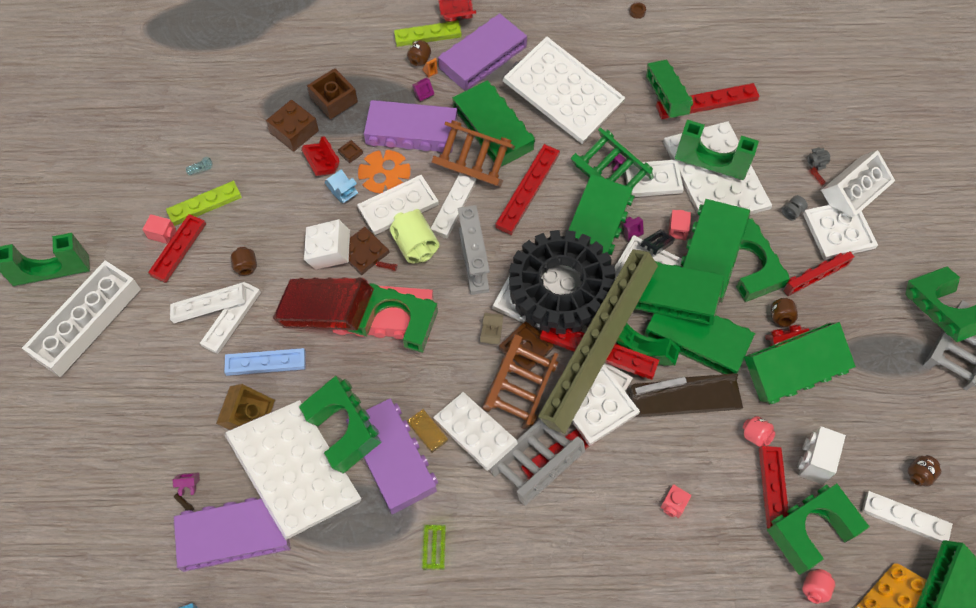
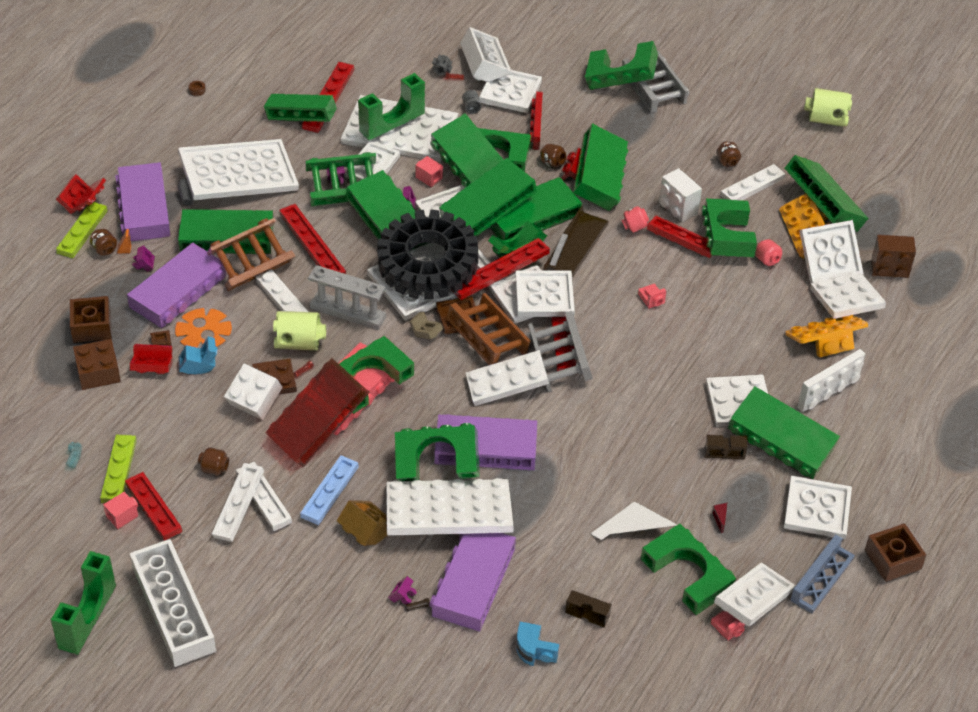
camera: 60 degrees left, 15 degrees down
(406, 197) = (250, 332): white plate -> none
(427, 431) = (489, 409): clear yellow tile -> none
(434, 566) = (581, 456): clear neon green tile -> none
(598, 341) = (502, 254): olive brick -> none
(661, 243) = (432, 191): black tile -> none

